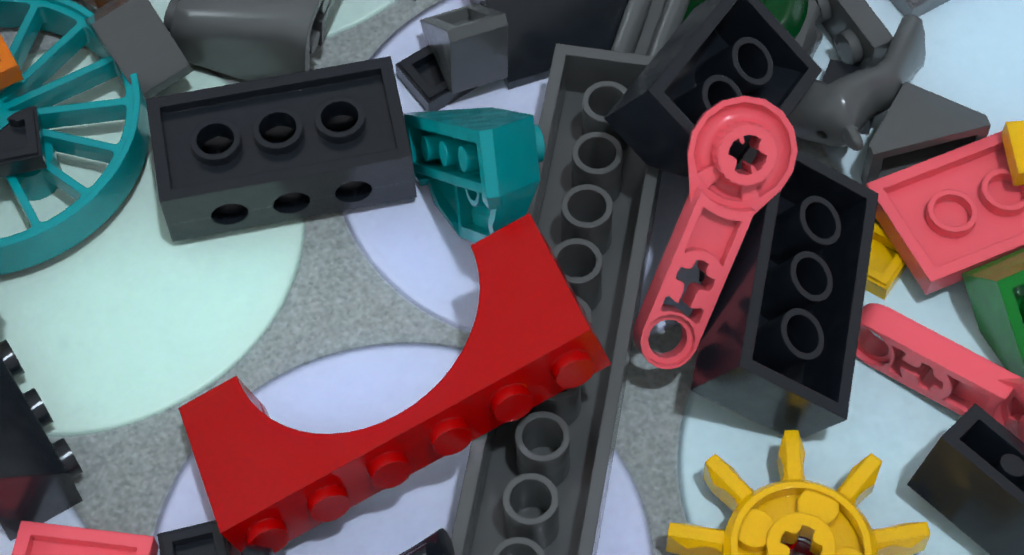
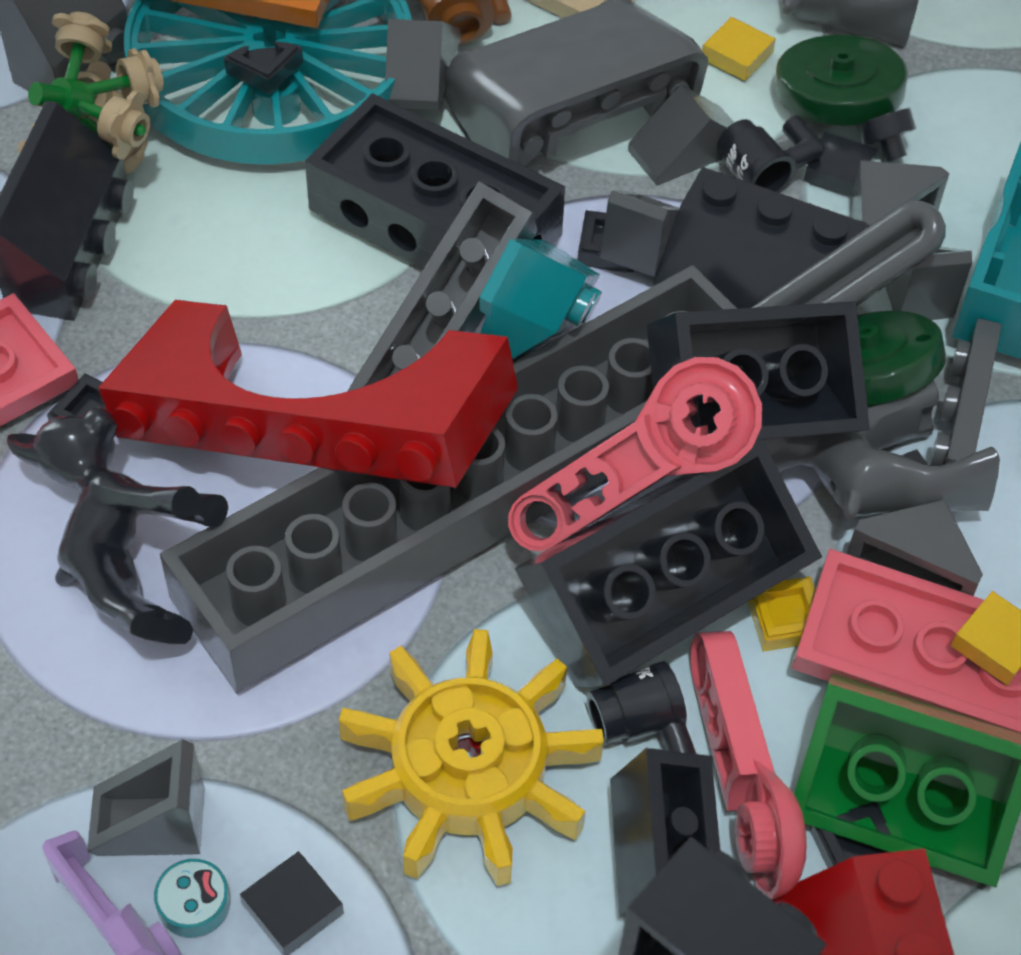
camera: 40 degrees right, 5 degrees down
(420, 231) = (450, 283): none -> dark grey brick
(874, 407) = (642, 706): none -> black piece

